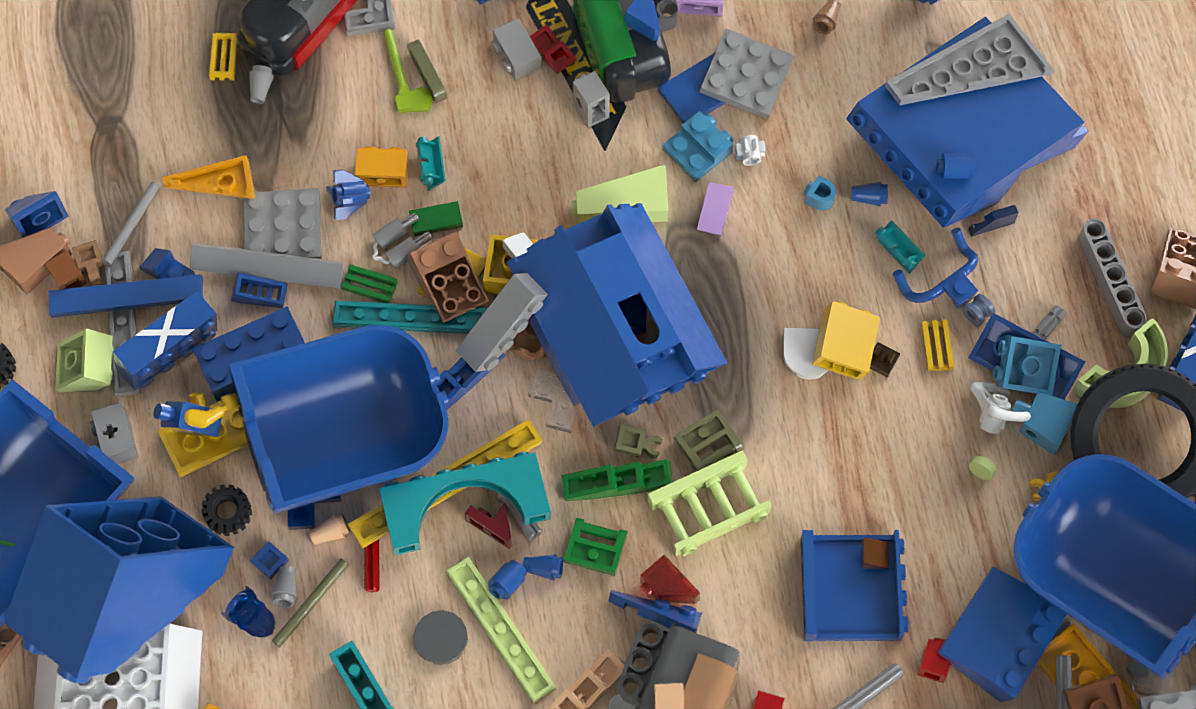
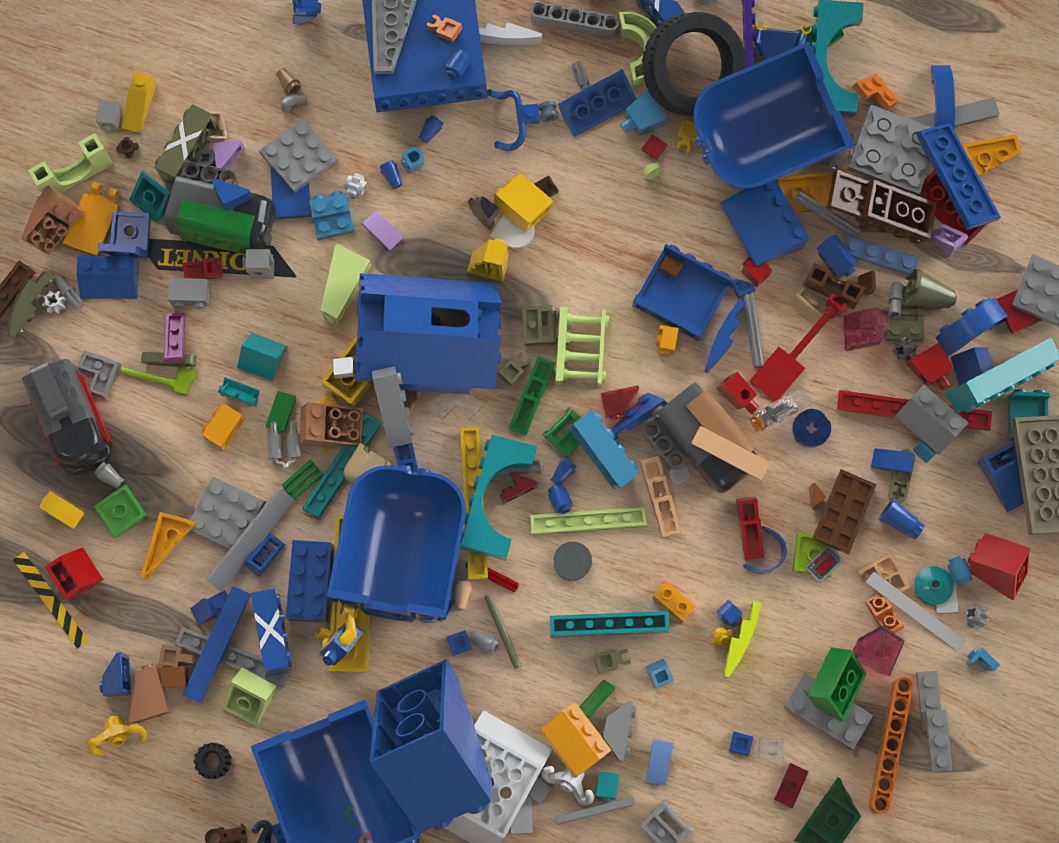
camera: 60 degrees left, 10 degrees up
(89, 104) = (50, 600): none -> sticker
(114, 420) = (325, 700): light grey brick -> none
(127, 107) = (74, 573): none -> red slope
(130, 224) = (163, 615): light grey bar -> none
(193, 57) = (61, 509): none -> yellow brick
(222, 74) = (84, 498): yellow tile -> none
(222, 495) = (415, 664): black tyre -> none
(227, 118) = (120, 511): none -> bright green tile
(250, 614) = (492, 673): clear blue piece -> none
(349, 193) = (229, 459): blue brick -> none
(428, 333) = (362, 461): none -> tan cylinder
(453, 61) = (174, 338): none -> magenta tile
(488, 162) = (261, 356): none -> teal slope
(592, 592) = (603, 450): none -> dark azure piece
(751, 343) = (490, 260): none -> yellow wedge
(779, 600) = (667, 340): none -> light orange brick
(789, 181) = (391, 174): none -> blue cone
(806, 305) = (484, 210): none -> black slope
(809, 31) = (292, 99): none -> light grey arm
(816, 666) = (722, 340): none -> blue slope
(899, 246) = (477, 132): teal hinge -> none
(904, 656) = (742, 287): none -> blue tile
(947, 345) = (559, 144): yellow tile -> none
(991, 131) = (445, 29): none -> orange plate
(995, 220) = (494, 65): dark blue tile -> none
(995, 407) = (620, 139): white piece -> none
(1015, 455) = (654, 147): none -> red tile
(1027, 365) = (604, 104): dark azure plate -> none
(1041, 215) = (510, 35): none -> white slope

